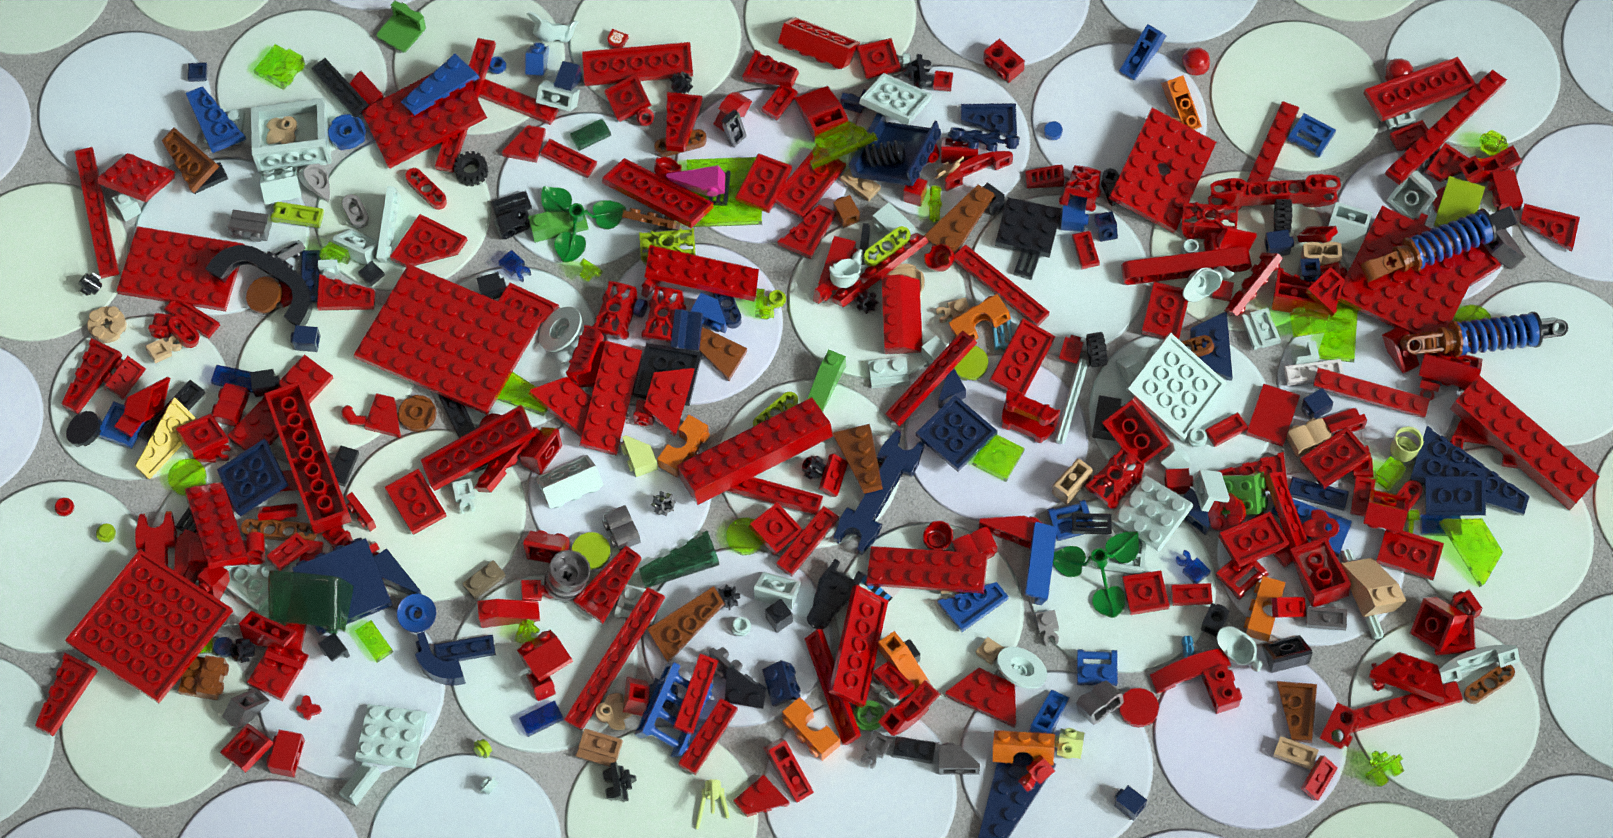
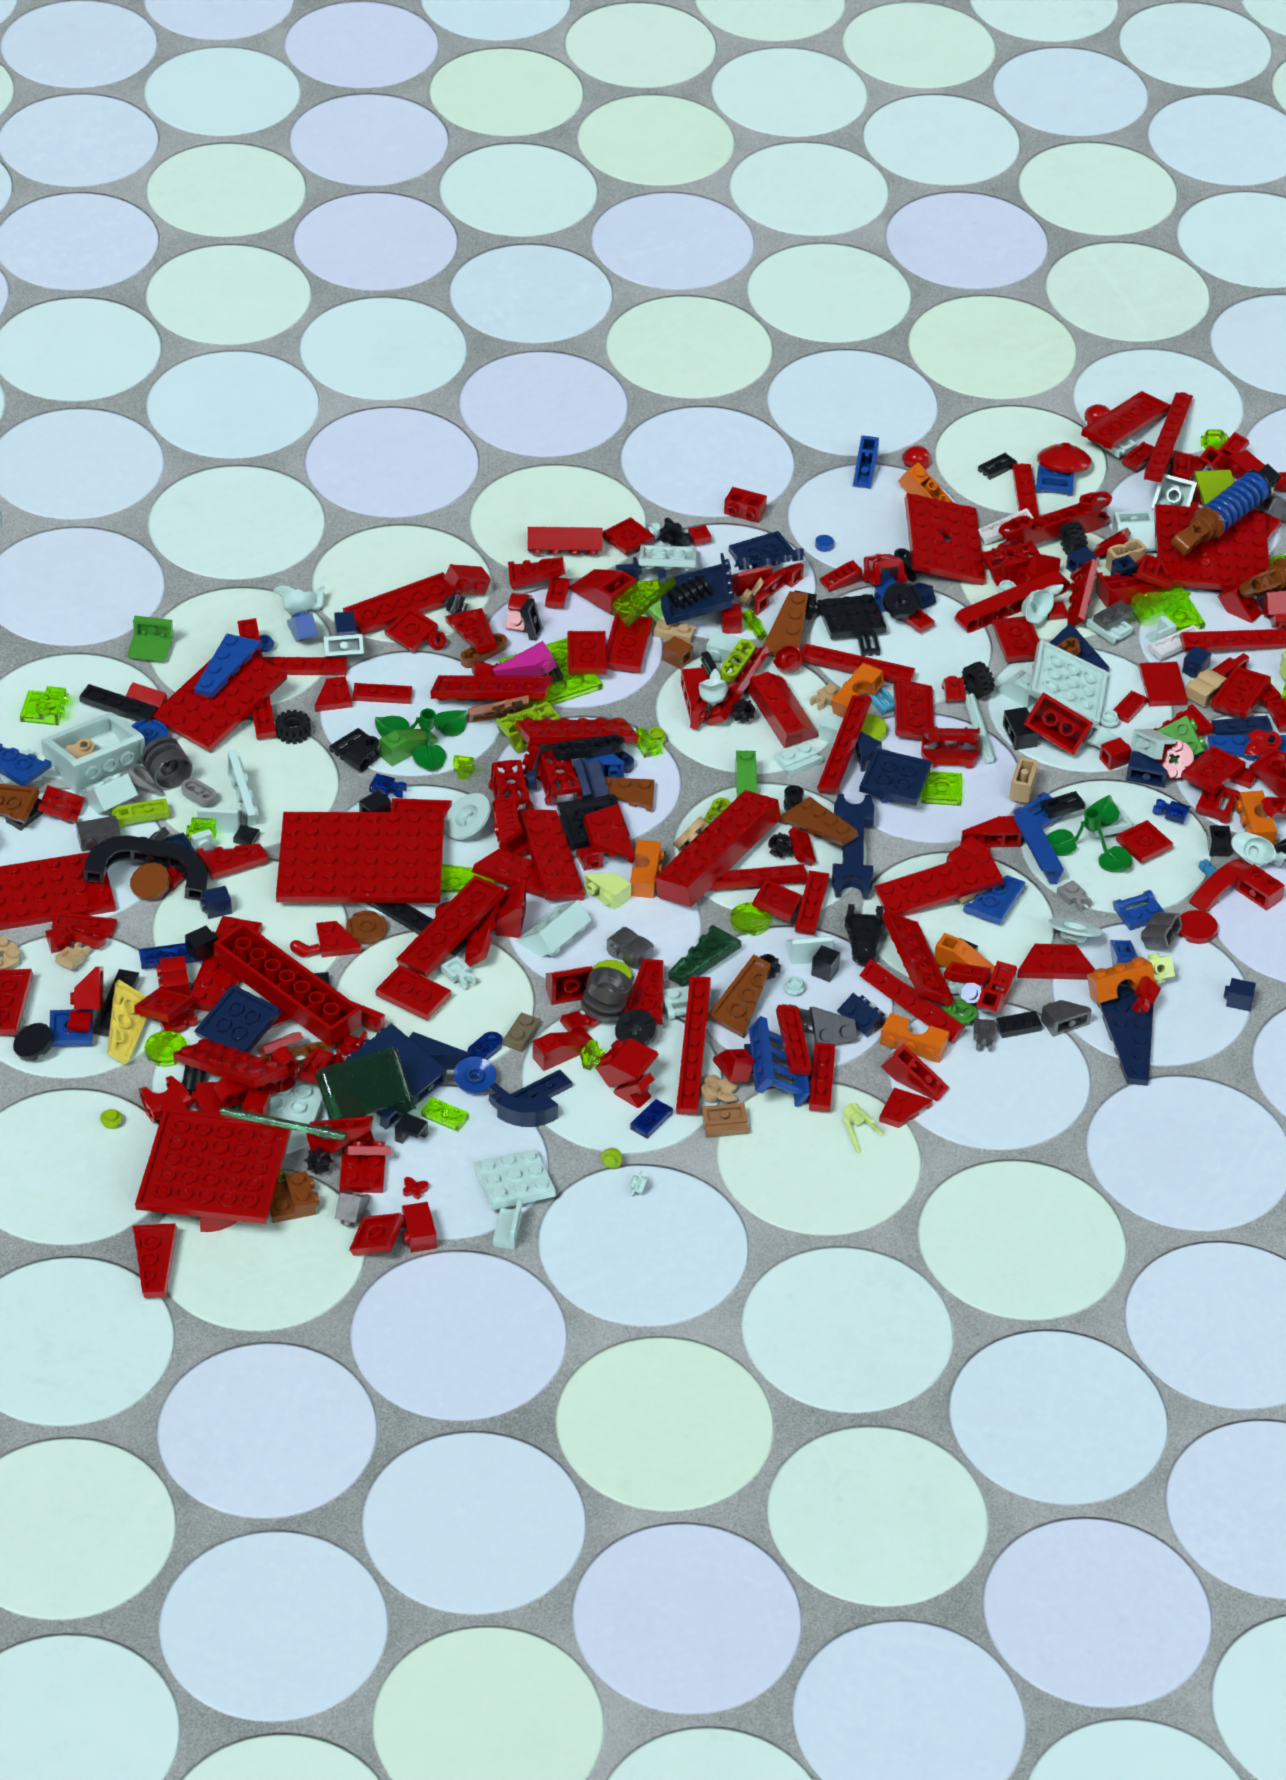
camera: 30 degrees left, 20 degrees down
(64, 506) = (52, 1111): red plate -> none
(124, 377) = (46, 989): red bracket -> none
(222, 647) = (295, 1165): dark blue tile -> none
(240, 177) = (61, 804): none -> red plate
(247, 630) = (323, 1131): none -> clear green bar
(339, 173) = (166, 762): none -> flat silver wheel
(427, 196) = (270, 758): red beam -> none
(427, 242) = (289, 794): red plate -> none
(445, 586) = (487, 1045): none -> clear blue plate
(568, 614) = (639, 1018): none -> black plate
(590, 134) = (391, 669): clear green plate -> none
(617, 39) = (367, 591): red tile -> none
(621, 780) = (764, 1136): black hips -> none
(660, 507) = (657, 916): black gear -> none
(699, 294) = (588, 747): none -> black beam
(704, 60) = (467, 579): none -> red brick
(733, 428) = (691, 833): none -> tan plate
(809, 233) = (653, 678): red wing -> none
(859, 418) = (793, 796): none -> black wheel
(884, 703) = (971, 993): none -> plate
(938, 536) = (930, 855): red hair -> none
(989, 650) = (1034, 930): tan plate -> none
(1069, 224) = (901, 610): none -> black plate
(1120, 485) = (1070, 766): red piece -> none
(1152, 513) = (1112, 776): light aqua plate -> none
(1191, 594) = (1185, 830): red plate -> none
(1248, 173) = (990, 532): none -> white plate
(1268, 321) = (1113, 615): none -> flat silver plate
(1269, 99) = (997, 466): none -> black tile
(1286, 509) = (1219, 735): red plate -> none
(1334, 114) = (1064, 458): none -> red dish

